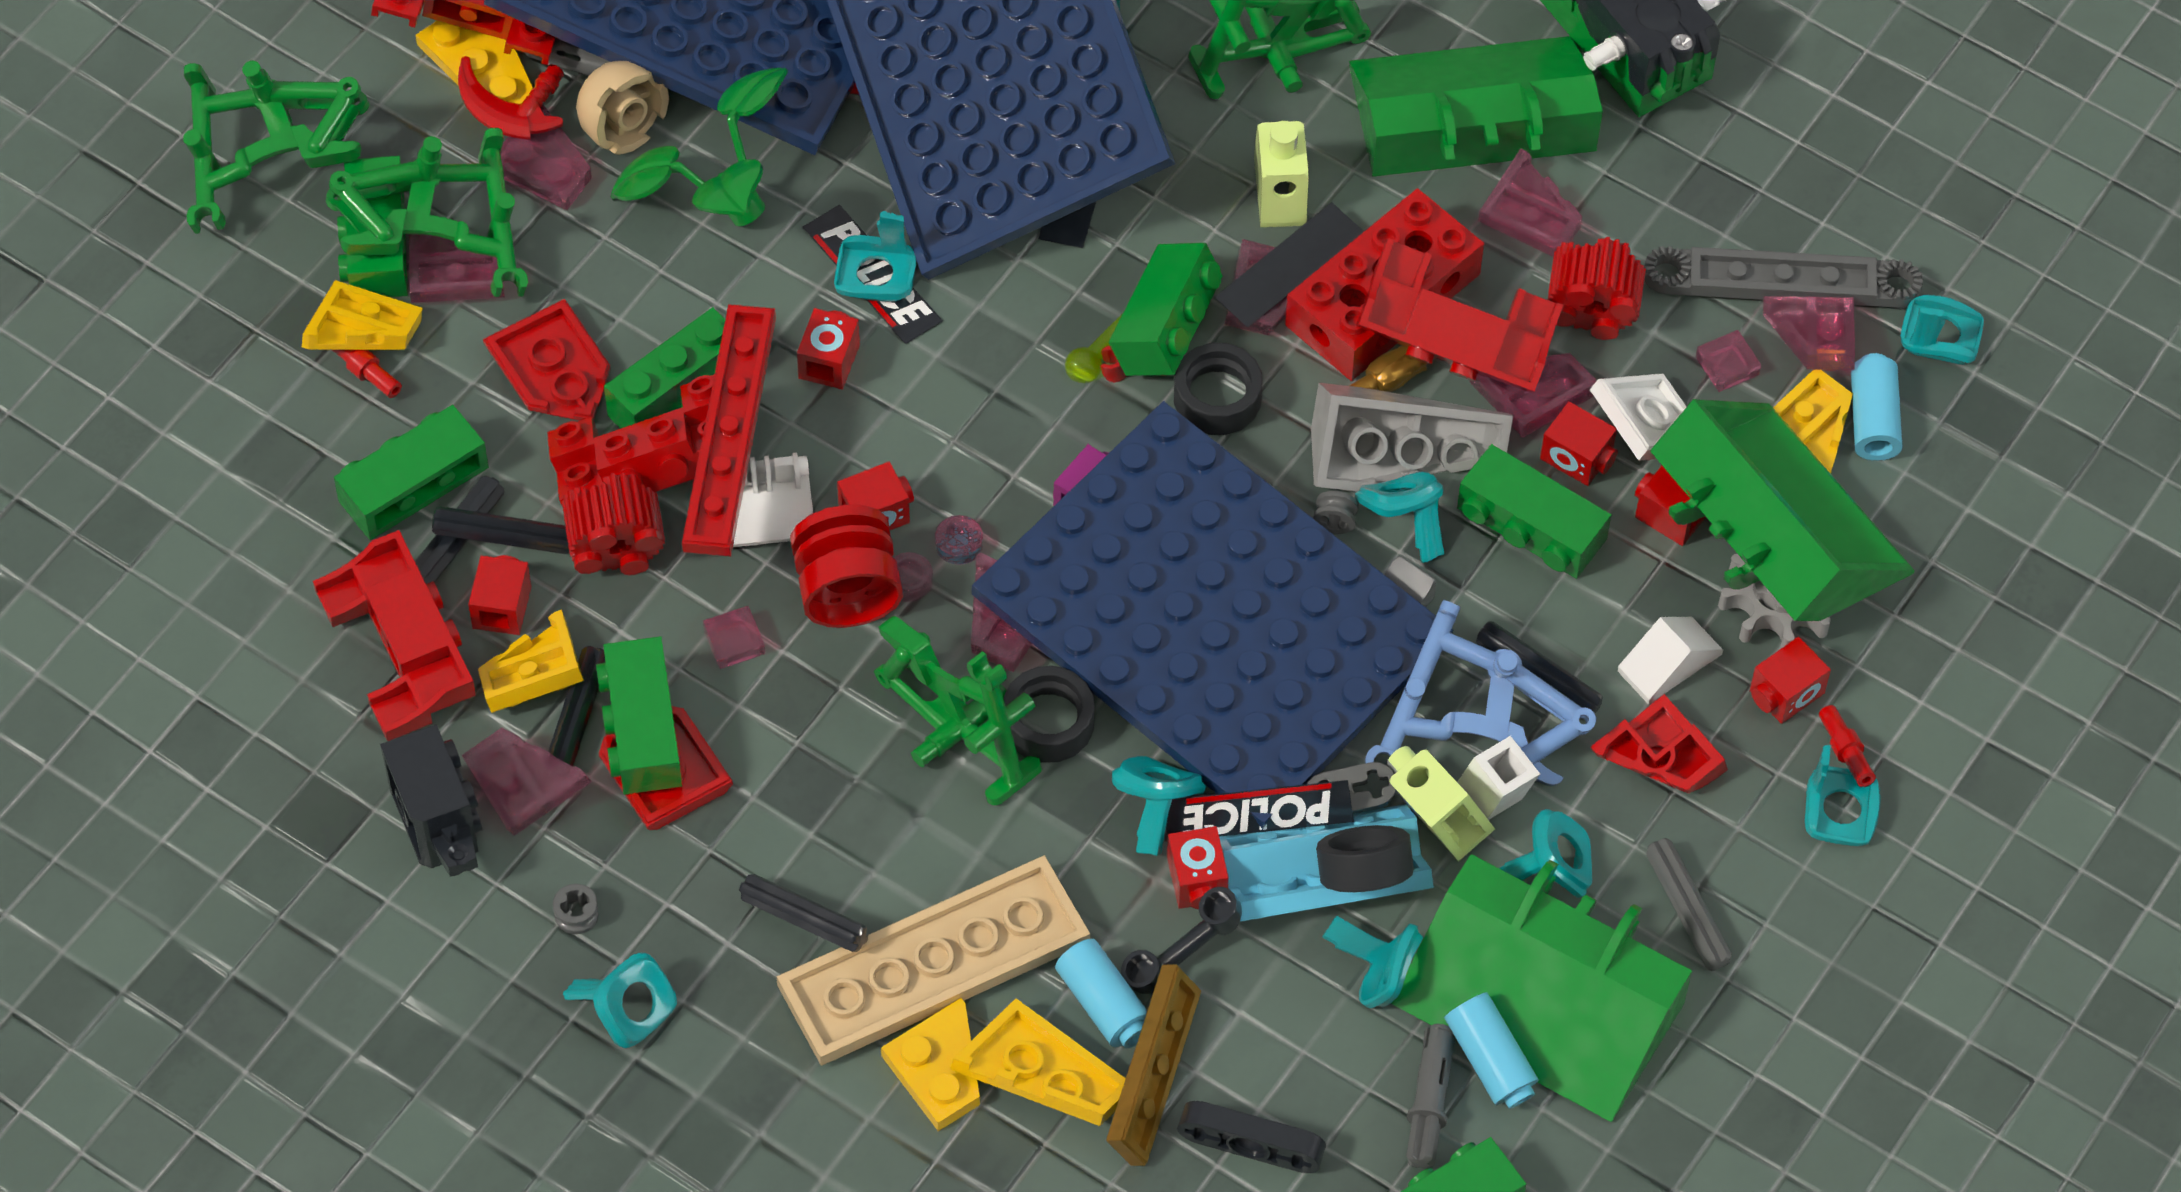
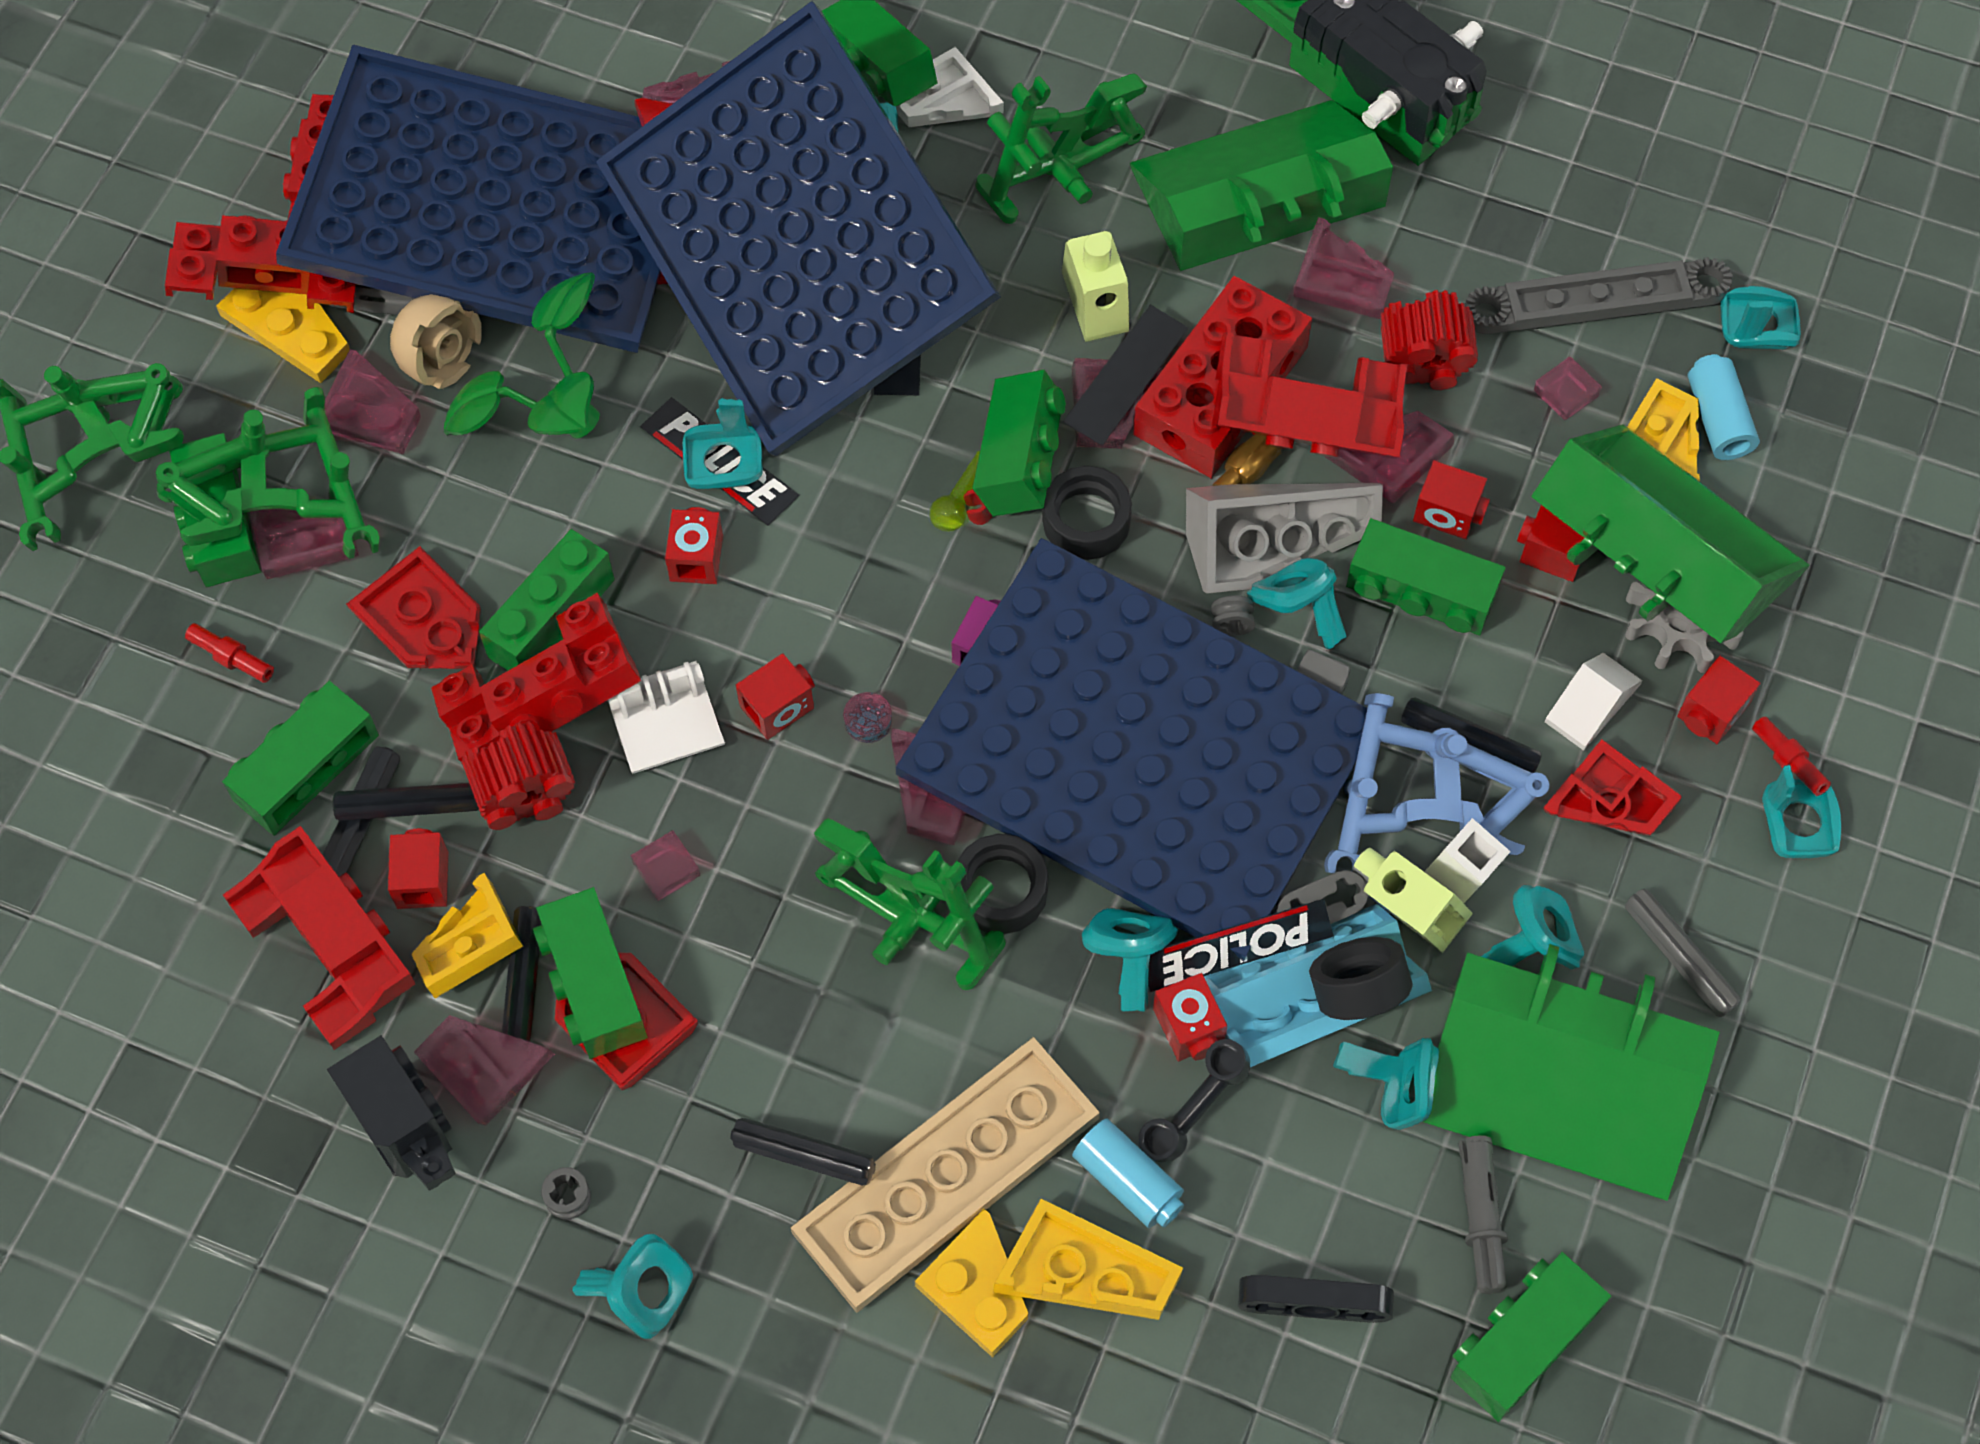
camera: 10 degrees left, 5 degrees up
(360, 321) = (217, 610): yellow wing -> none
(513, 118) = (328, 373): red piece -> none
(729, 430) = (617, 658): red tile -> none
(846, 566) = (764, 771): red wheel -> none
(915, 575) = (826, 766): clear pink tile -> none
(1153, 1065) = (1198, 1243): pearl gold tile -> none
(1492, 1051) = (1536, 1154): medium azure brick -> none
(1639, 409) = (1507, 456): white tile -> none
(1815, 329) = (1645, 342): clear pink wing -> none

